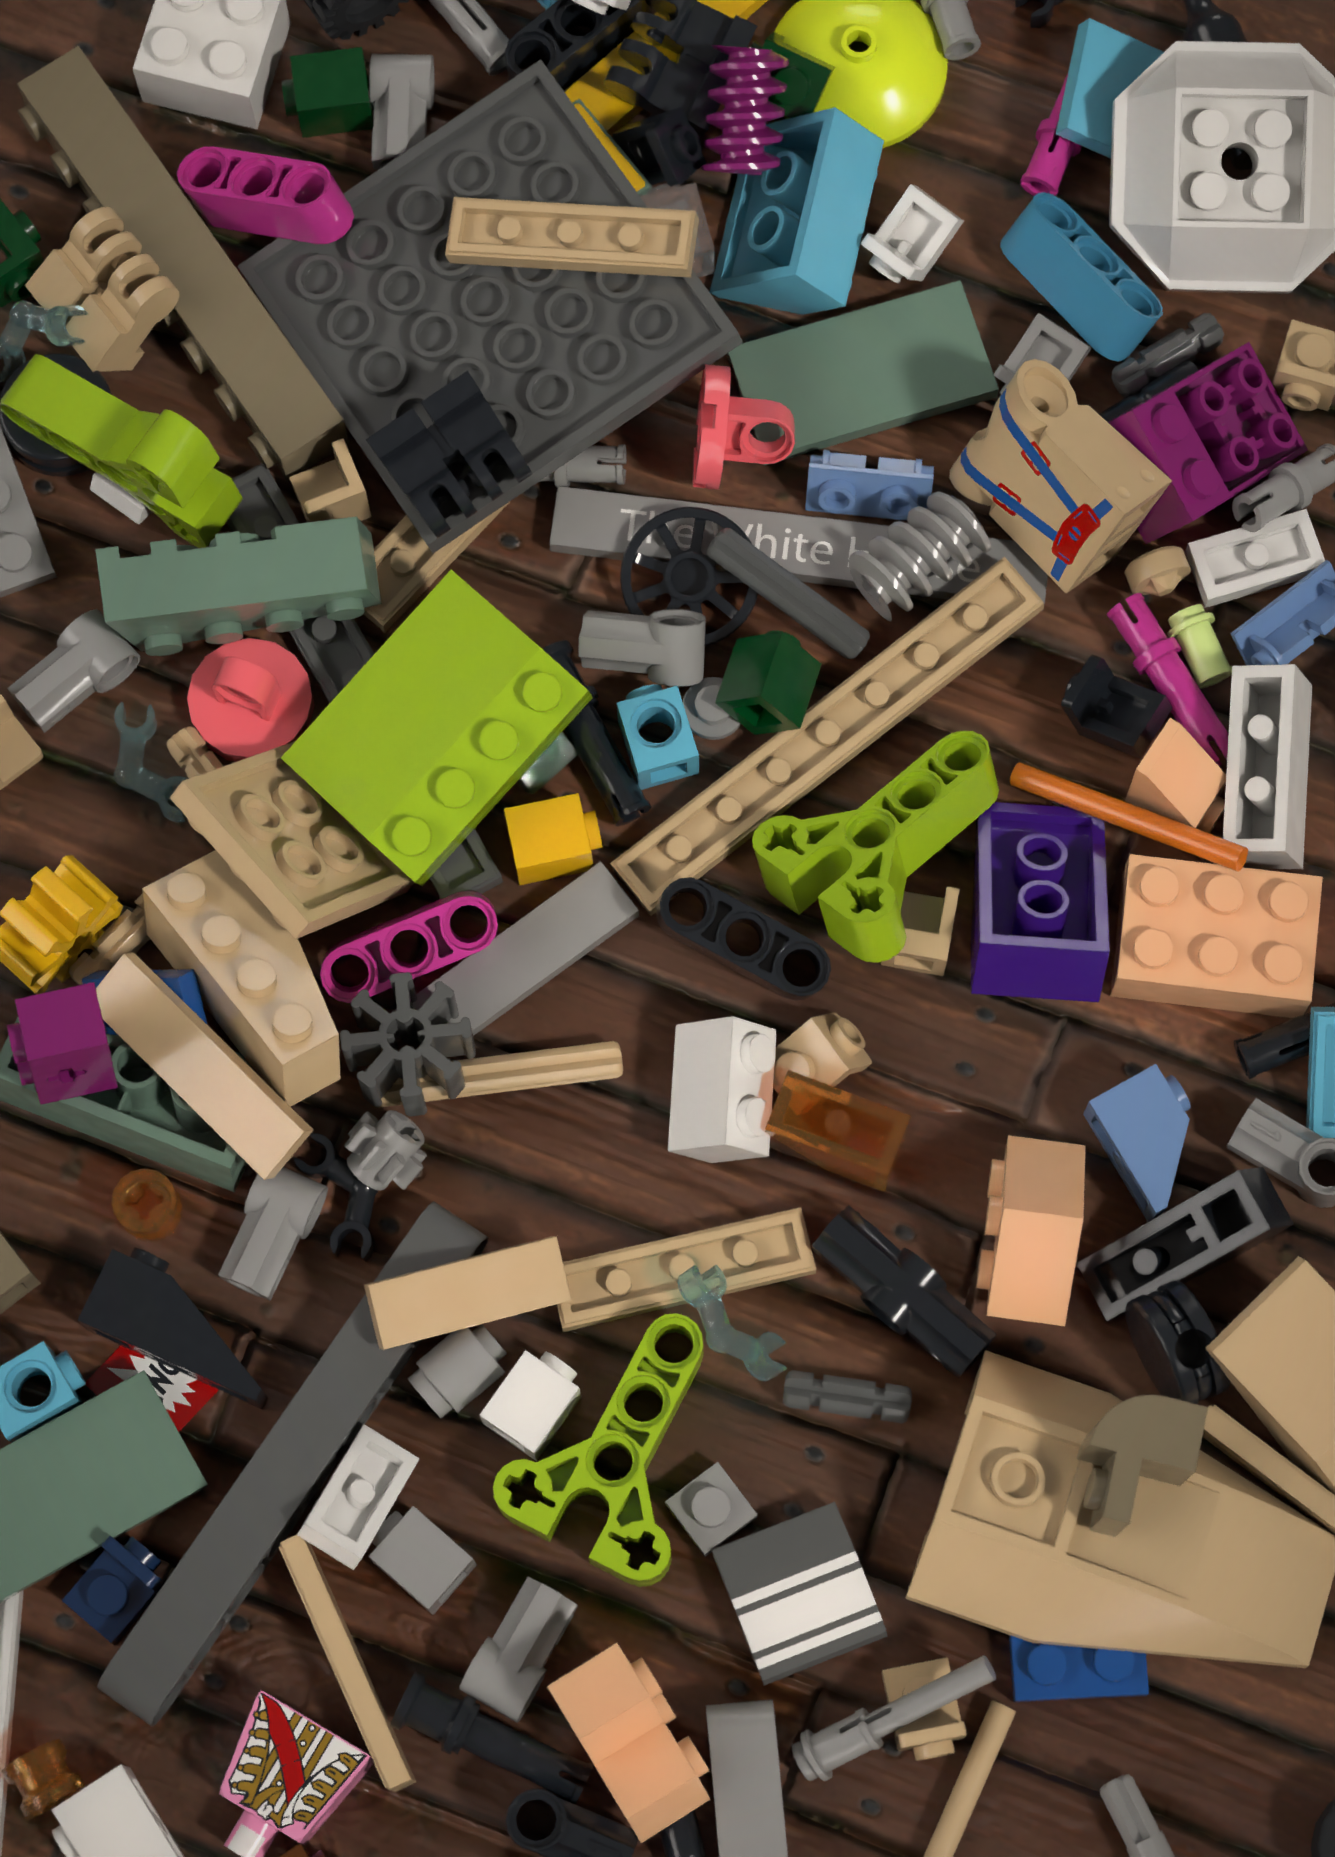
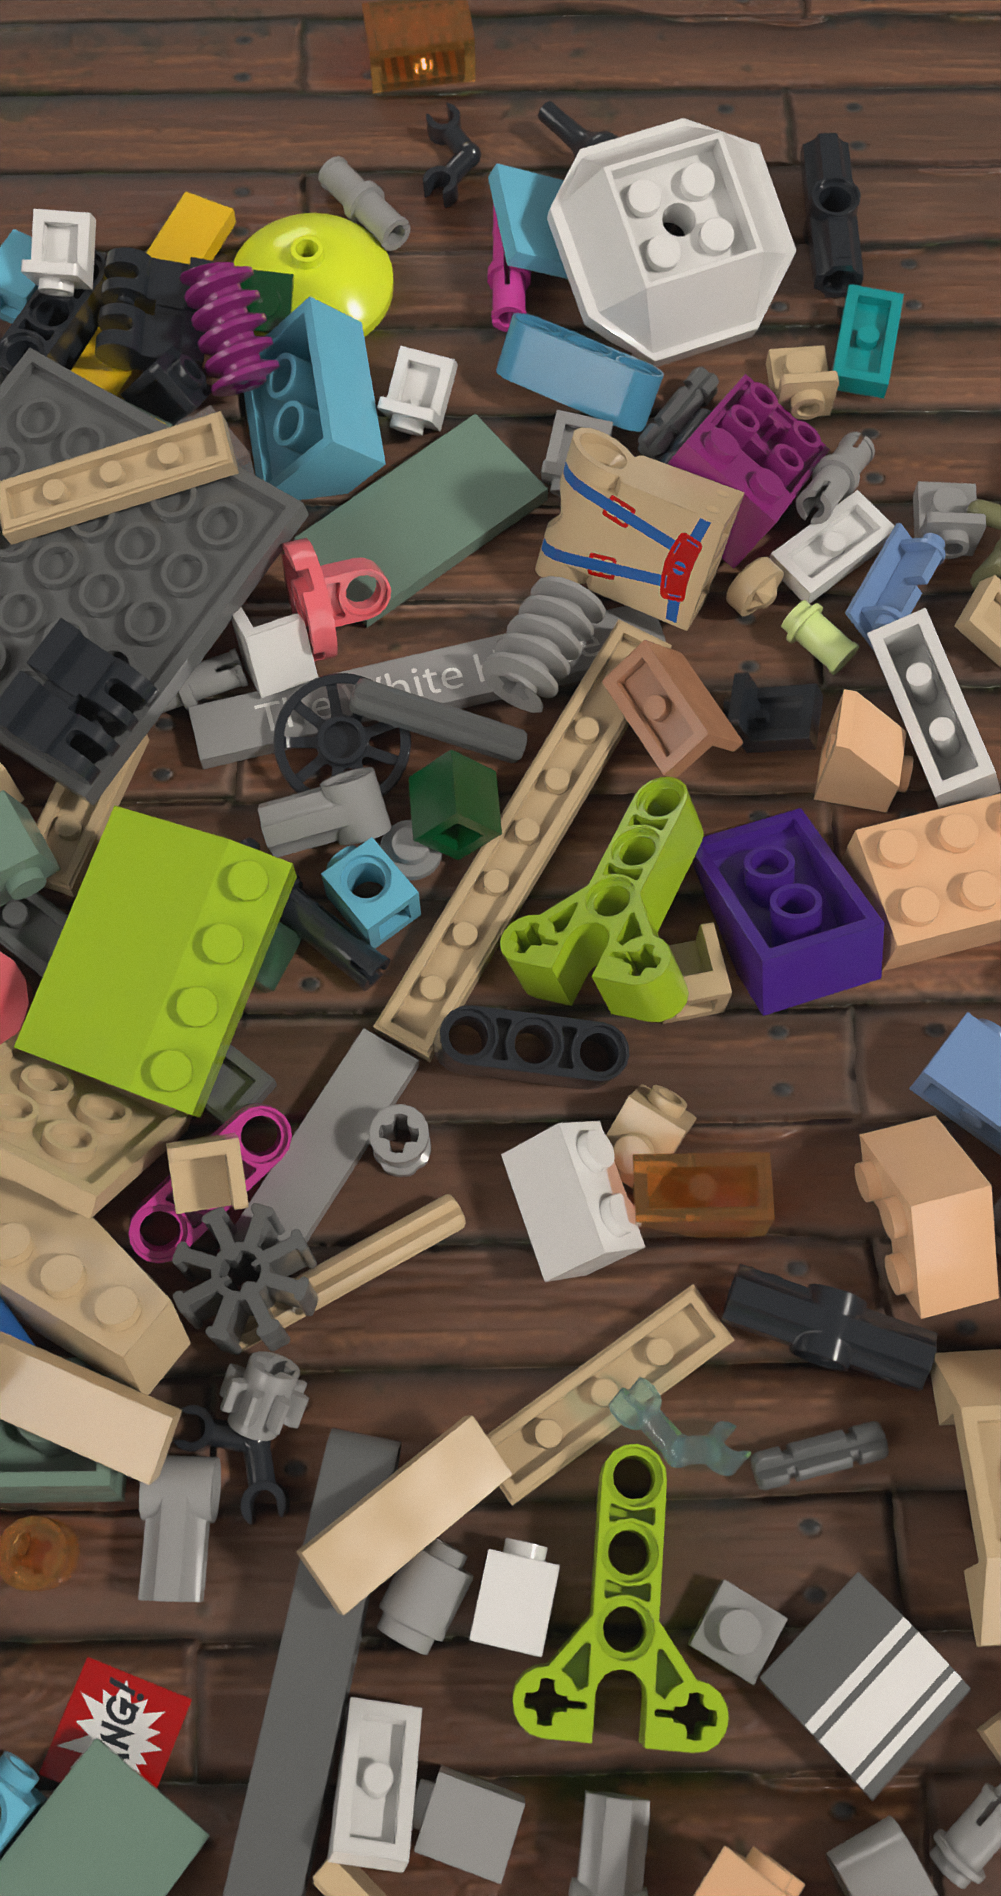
camera: 25 degrees left, 5 degrees down
(153, 1316) = (101, 1676): black slope -> none
(408, 938) = (207, 1173): none -> tan panel
(552, 838) = (308, 1024): yellow brick -> none
(585, 959) = (385, 1129): none -> light grey bush
(659, 469) = (275, 652): none -> white panel
(844, 486) = (468, 612): medium blue hinge -> none
(1010, 667) = (669, 707): none -> nougat panel
(1129, 816) = (835, 800): orange bar -> none
(1160, 661) = (795, 663): dark pink pin -> none

